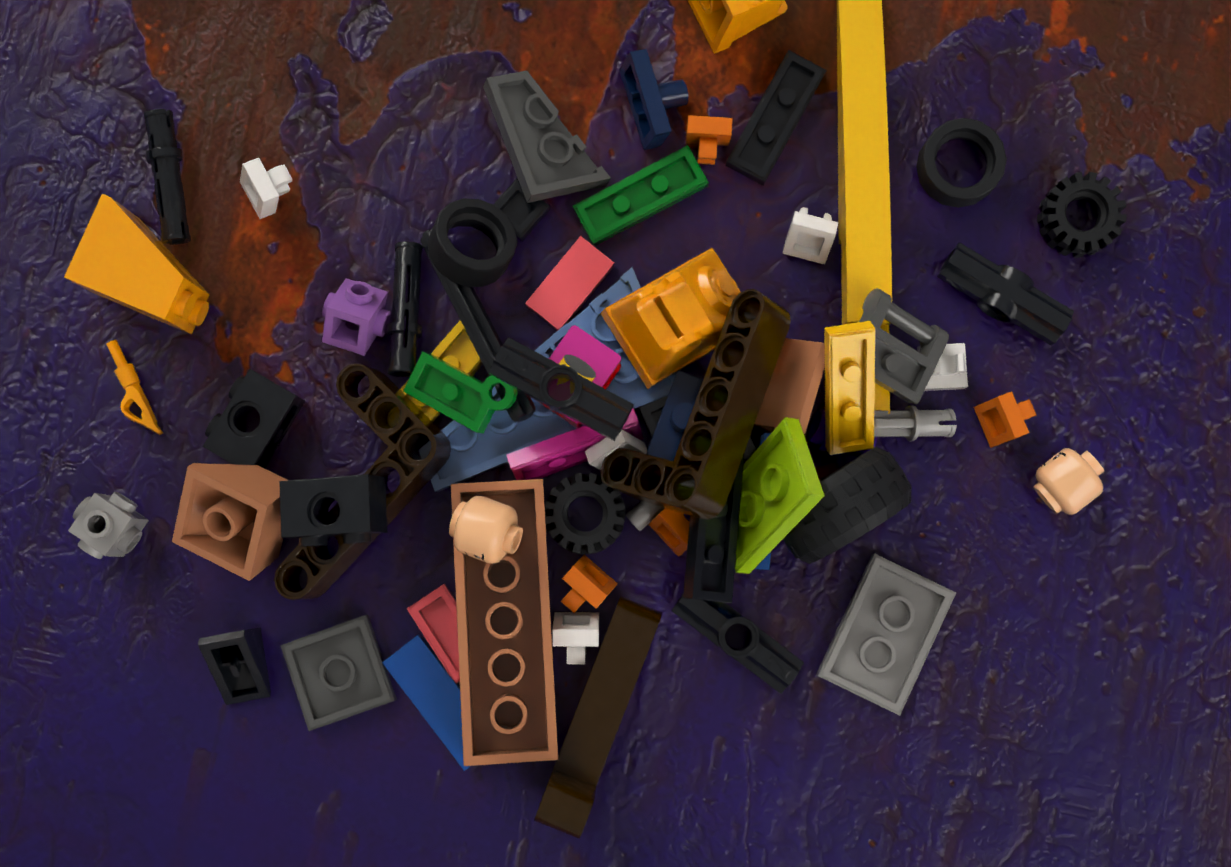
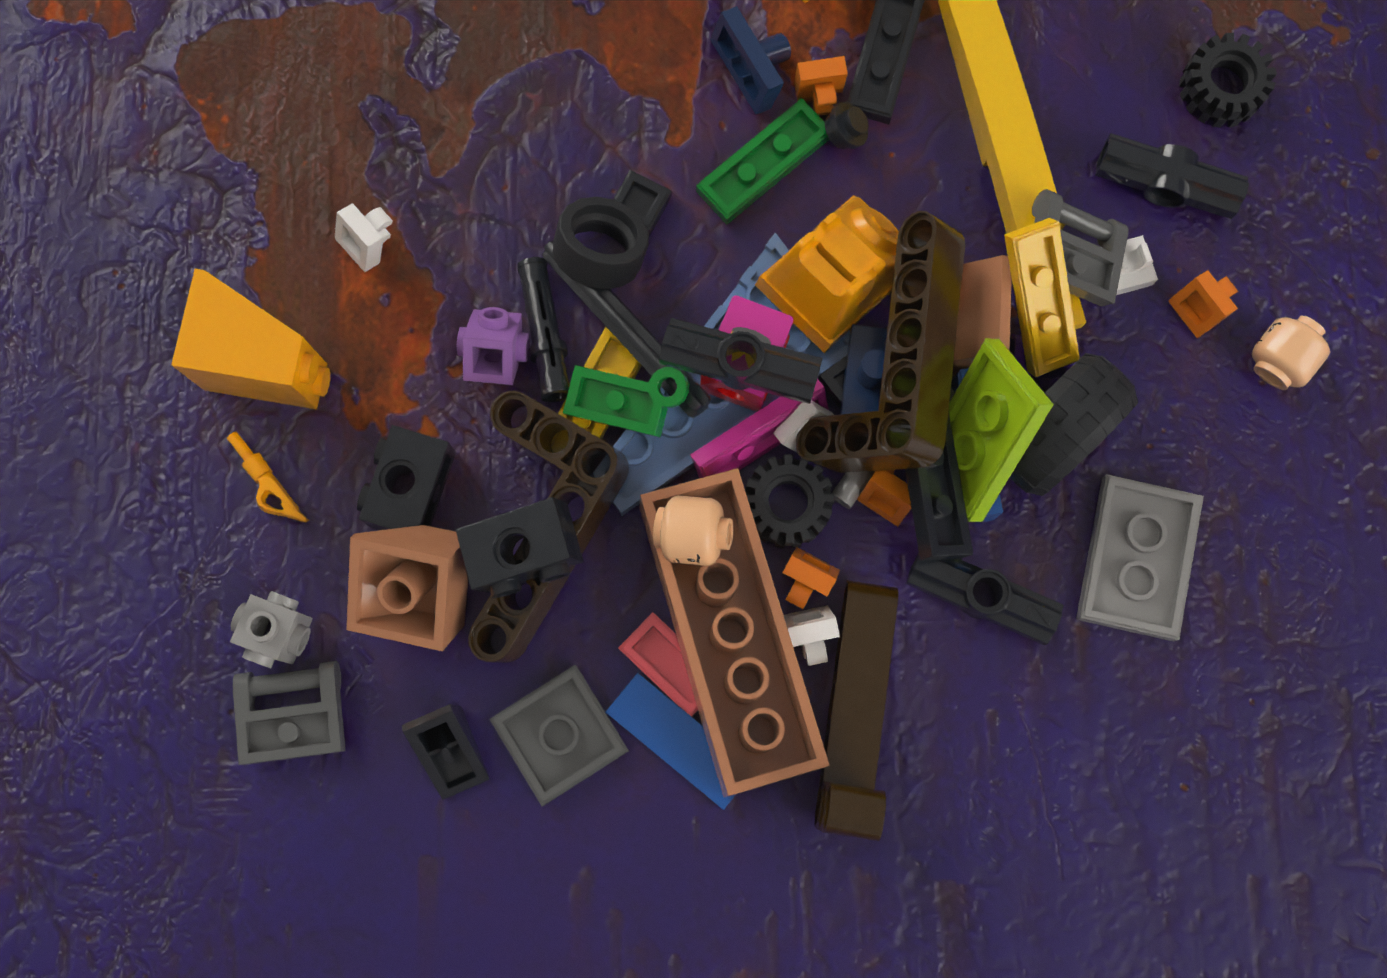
camera: 15 degrees left, 5 degrees down
(104, 615) = (291, 729): none -> dark grey plate
(168, 186) = (250, 232): black pin -> none
(539, 145) = (644, 129): dark grey wing -> none
(570, 284) = (712, 266): coral tile -> none
(721, 181) = (847, 126): none -> black plate
(810, 236) = (954, 162): white tile -> none
(913, 423) = (1114, 327): light grey axle -> none
(978, 134) = (1101, 24): black tyre -> none

